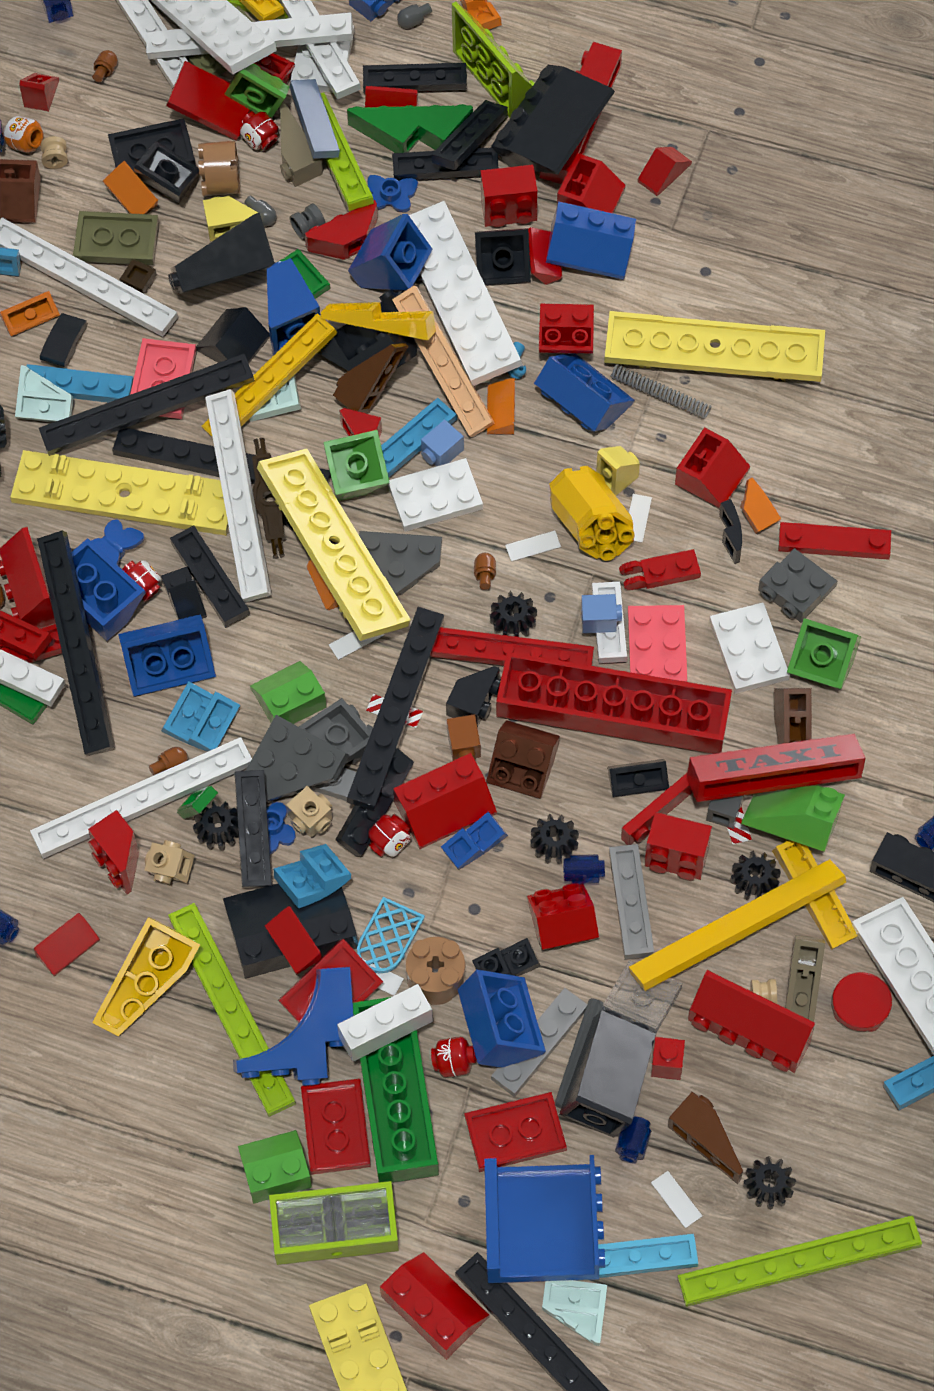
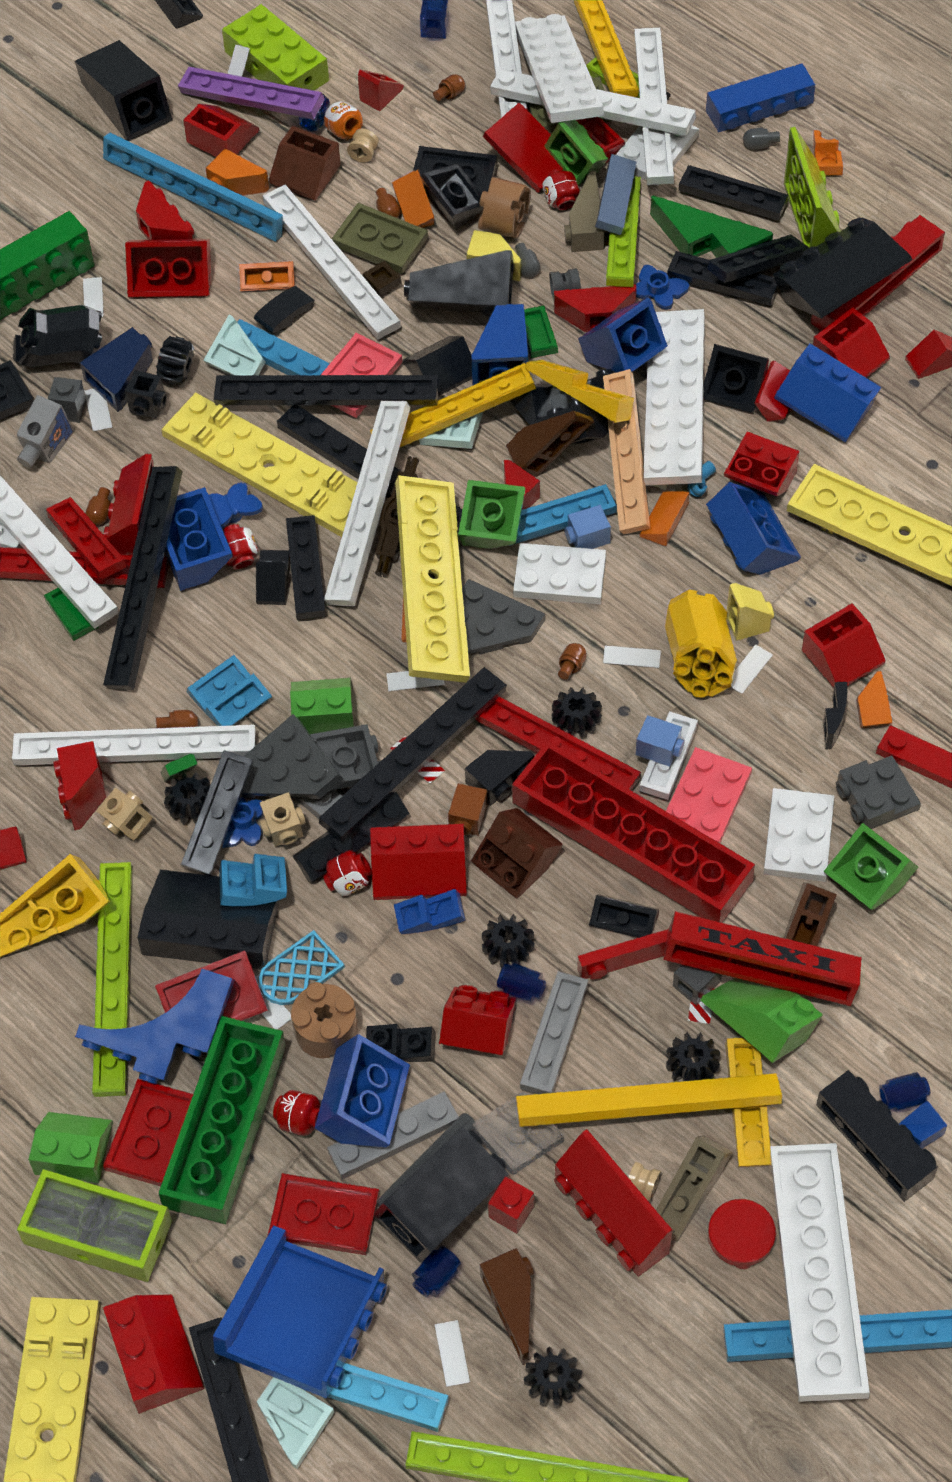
camera: 25 degrees right, 5 degrees down
(105, 201) = (387, 203): none -> dark orange cylinder
(167, 655) = (226, 623): blue slope -> none
(293, 940) = (194, 932): red slope -> none
(385, 1022) = (238, 1047): white brick -> none
(390, 97) = (700, 200): red slope -> none
(509, 195) = (767, 324): red brick -> none
(660, 392) = (851, 579): light grey piece -> none
(661, 570) = (746, 726): red hinge -> none
(677, 846) = (624, 997): red brick -> none

